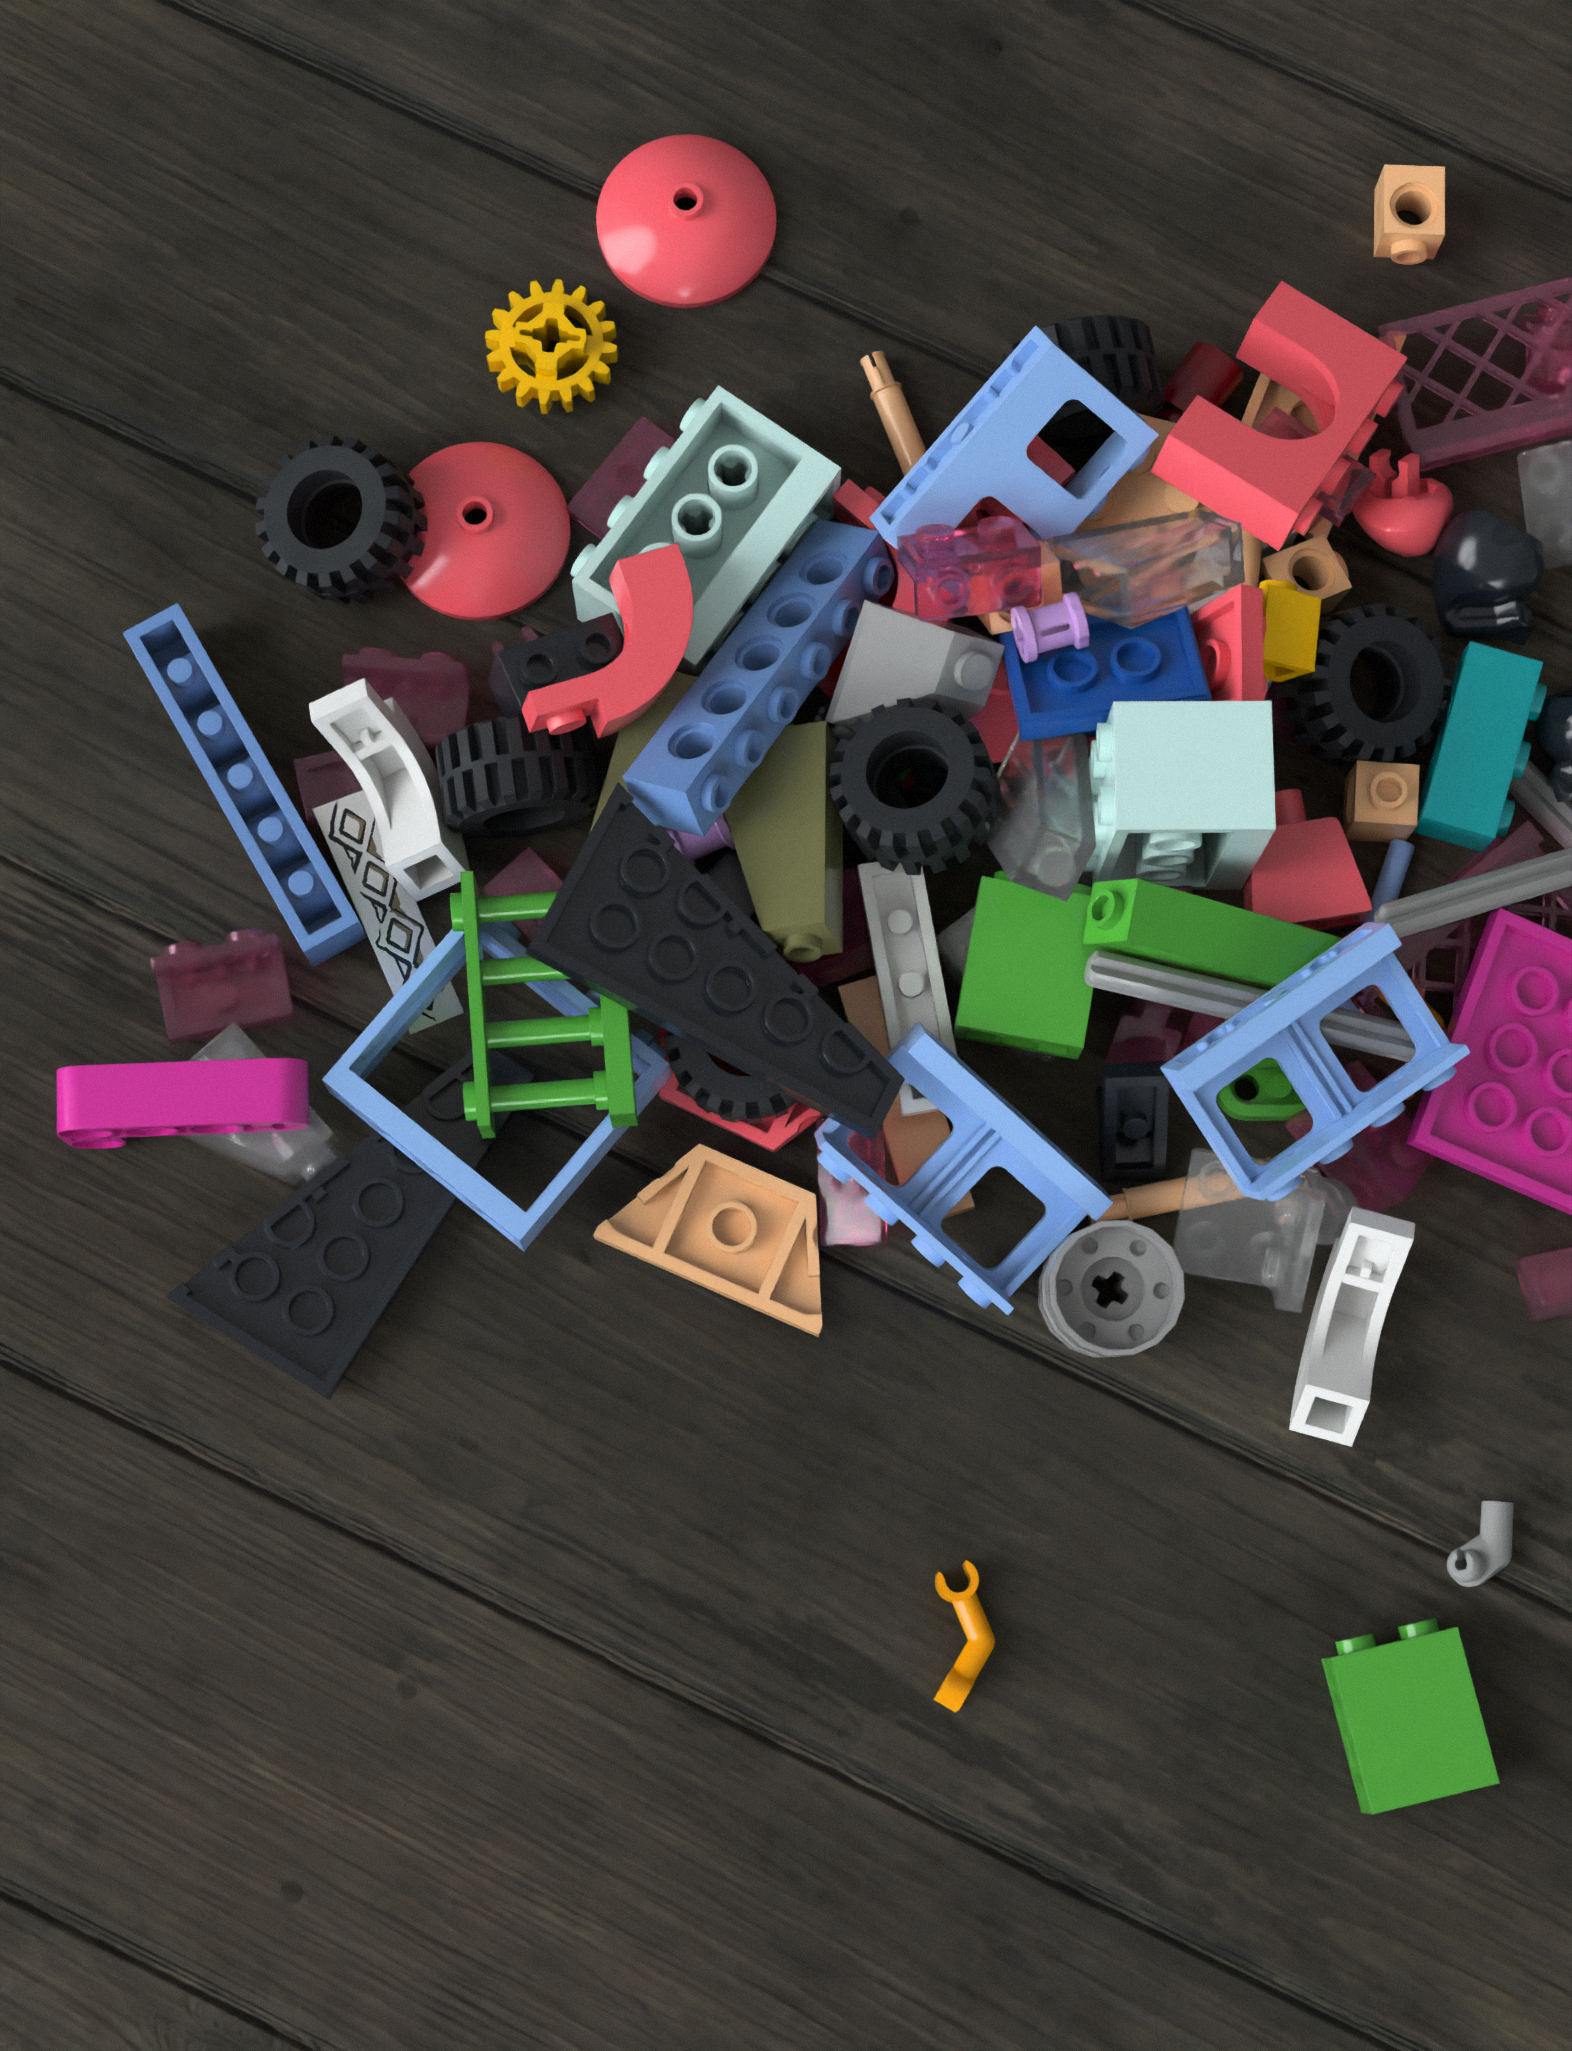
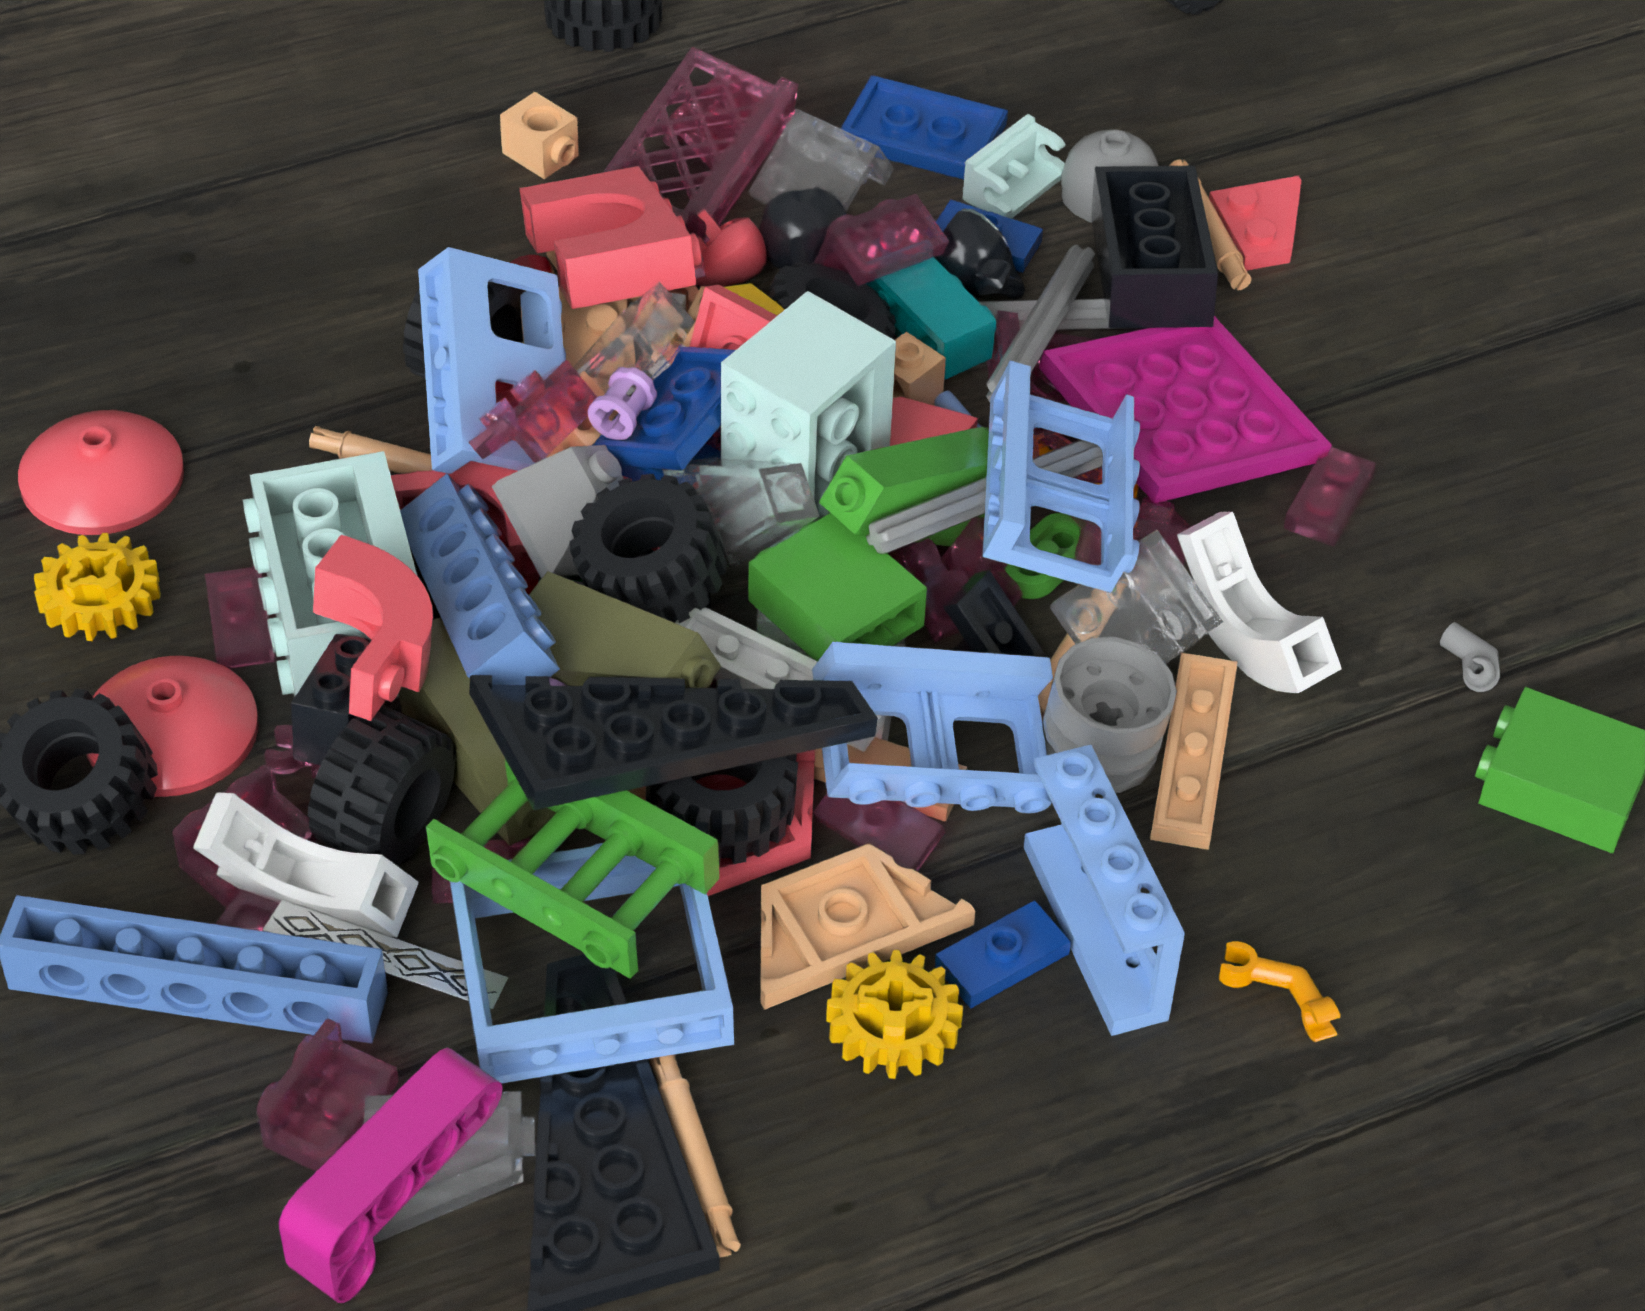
camera: 50 degrees left, 30 degrees down
(412, 1299) = (696, 1152): none -> light nougat piece
(639, 1365) = (894, 1014): none -> yellow gear
(807, 1383) = (1003, 953): none -> blue plate
(904, 1428) = (1094, 883): none -> light blue window
(1167, 1376) = (1194, 751): none -> light nougat tile
(1490, 668) = (882, 240): none -> clear pink bracket

